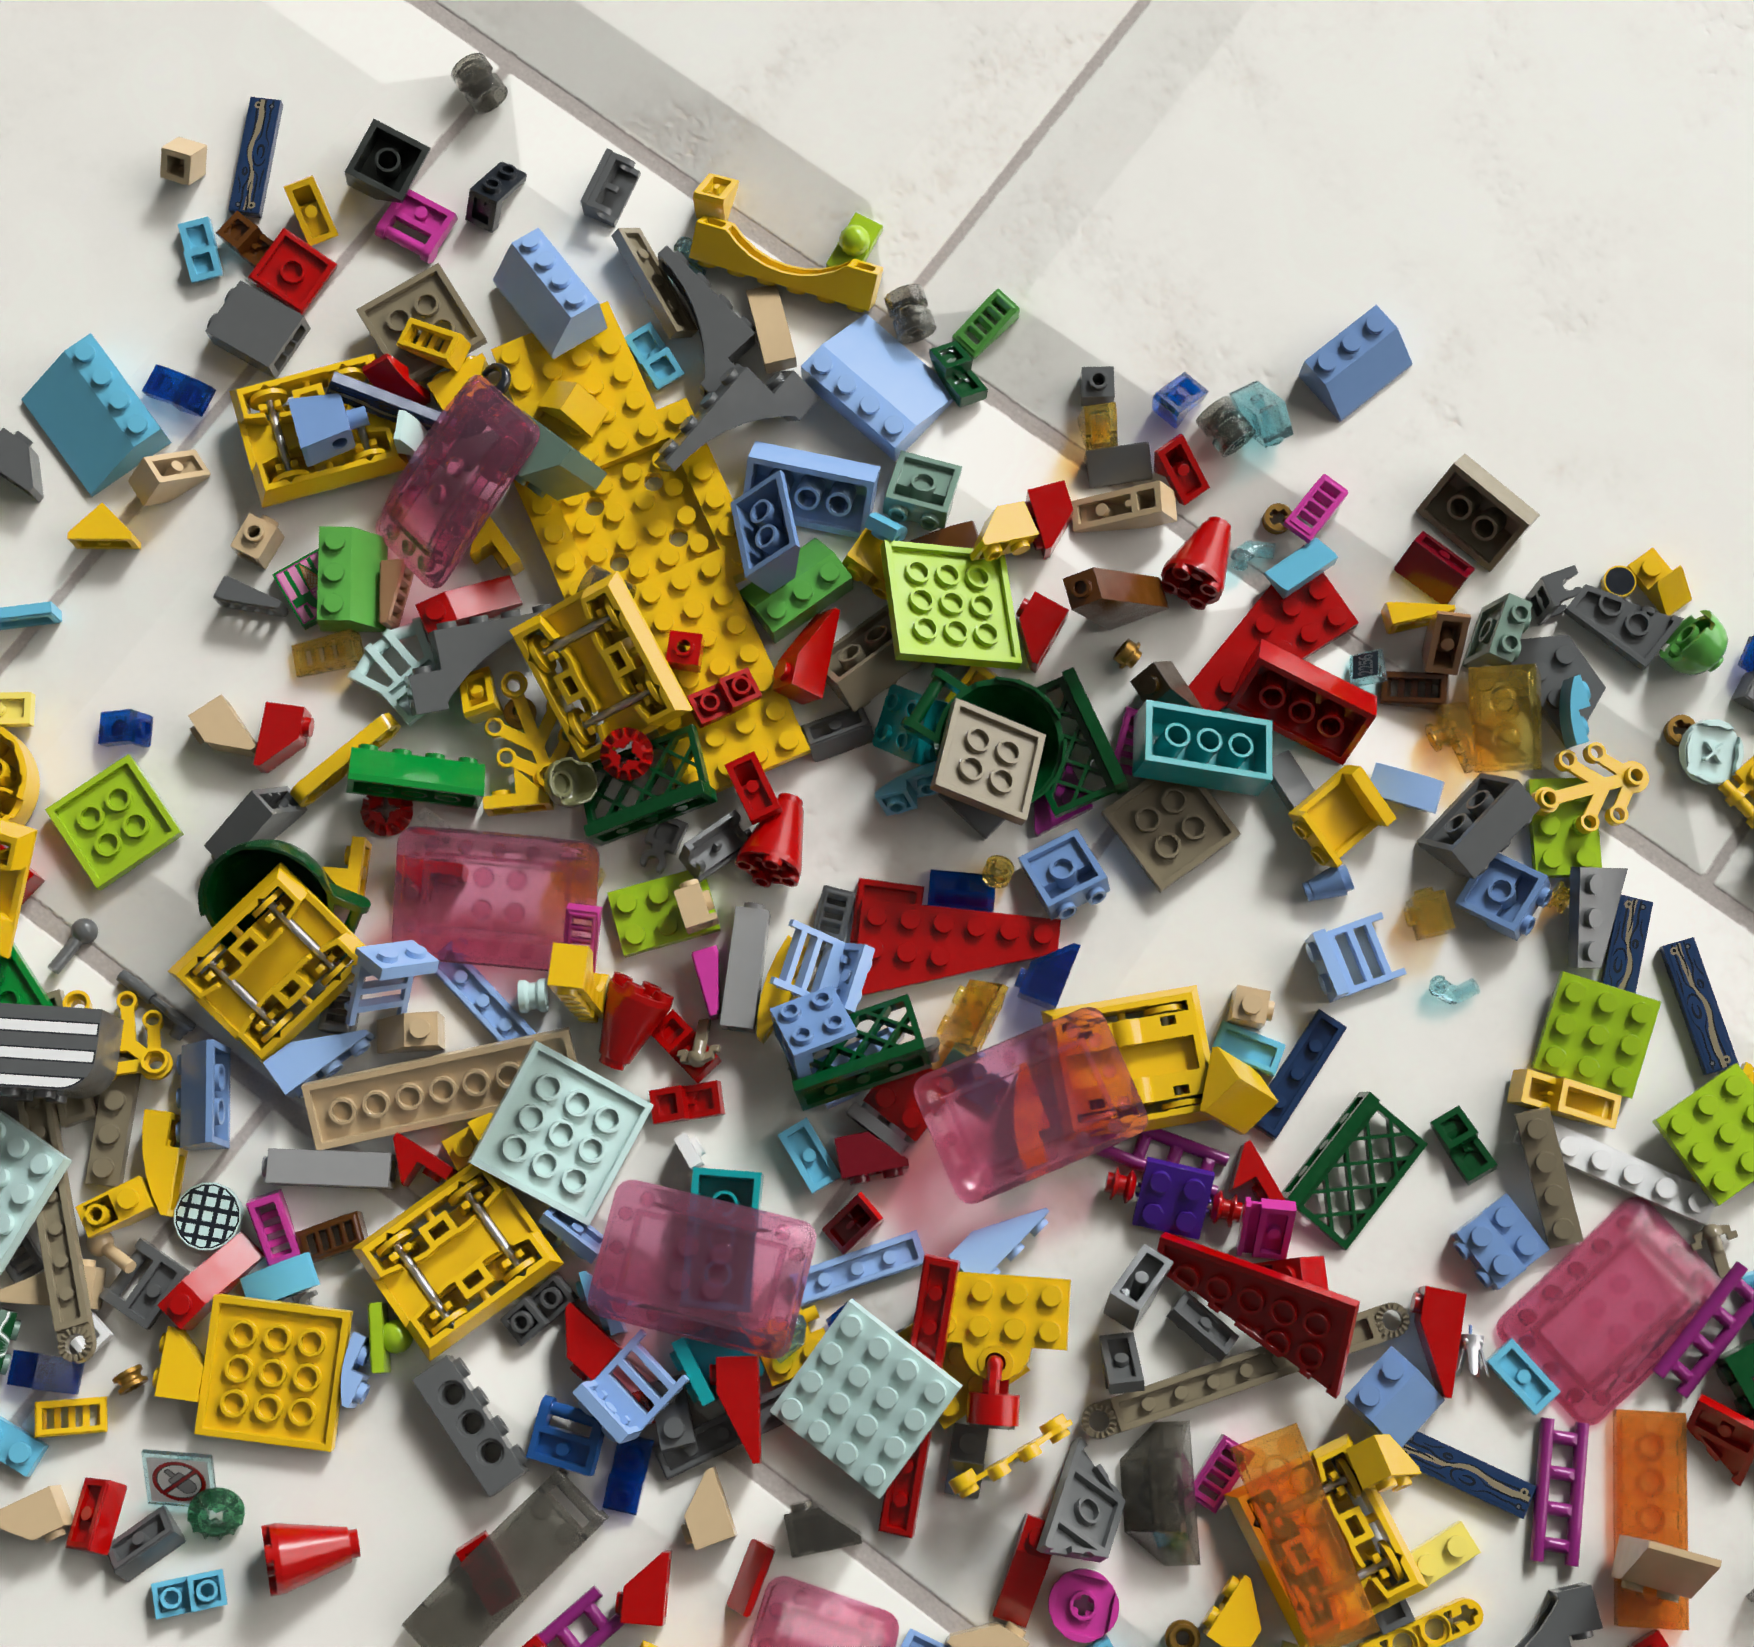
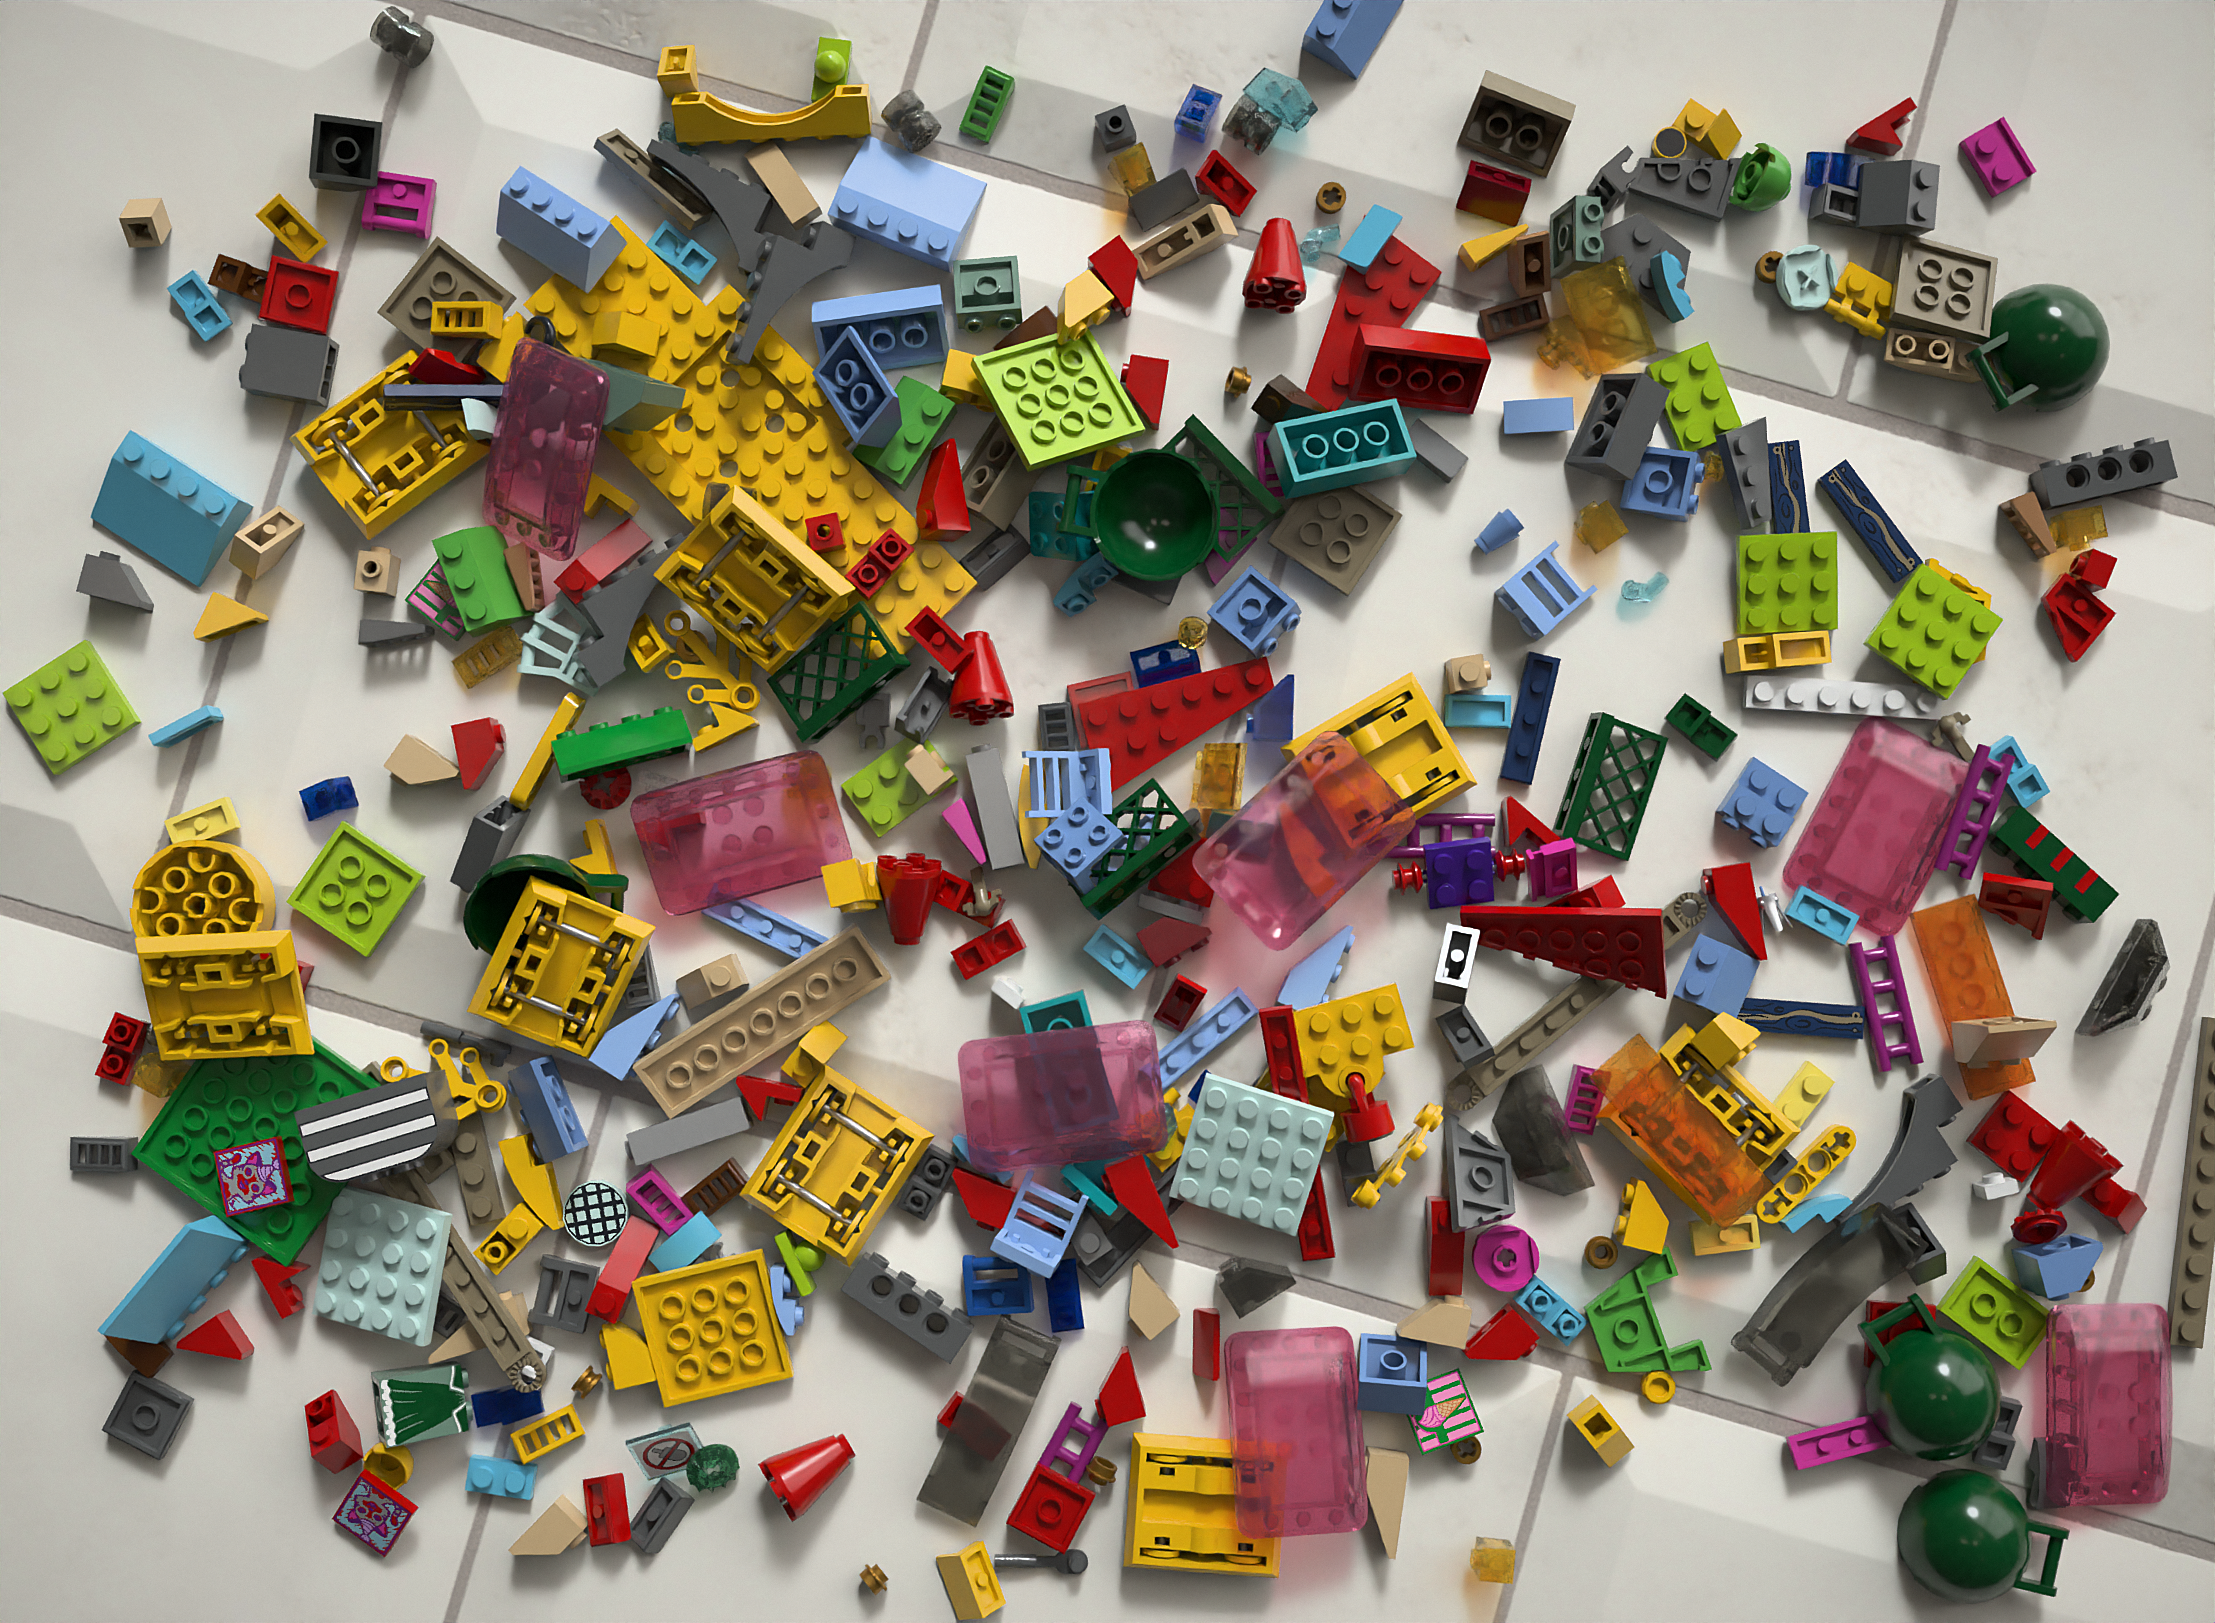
camera: 20 degrees left, 10 degrees up
(83, 932) = (370, 1000): dark grey bar -> none
(104, 1246) = (513, 1274): tan bar -> none
(179, 390) = (239, 453): clear blue slope -> none
(189, 1594) = (717, 1543): medium azure slope -> none
(256, 157) = (214, 191): dark blue tile -> none
(325, 426) = (396, 440): medium blue torso -> none
(394, 968) = (671, 932): light blue plate -> none
(489, 192) = (458, 146): black bracket -> none
(533, 995) = (810, 905): light aqua wheel -> none
(561, 1133) = (886, 1021): light aqua plate -> none
(570, 782) = (767, 696): olive hair -> none
(582, 1239) = (931, 1103): medium blue plate -> none
(584, 912) = (830, 815): dark pink slope -> none
(610, 188) = (572, 98): dark grey hinge -> none
(640, 747) = (821, 641): red gear -> none
(885, 528) = (968, 344): medium azure slope -> none
(955, 372) = (975, 164): dark green slope -> none
(988, 762) = (1150, 538): plate -> none
(1114, 596) = (1209, 333): reddish brown slope -> none
(1202, 1326) = (1525, 977): dark grey plate -> none
(1235, 1093) = (1482, 758): yellow slope -> none
(1327, 493) = (1370, 156): dark pink slope -> none
(1340, 815) = (1488, 463): yellow panel -> none
(1367, 668) = (1464, 313): slope -> none
(1548, 1177) = (1787, 729): dark tan plate -> none
(1595, 786) = (1712, 350): yellow plant -> none

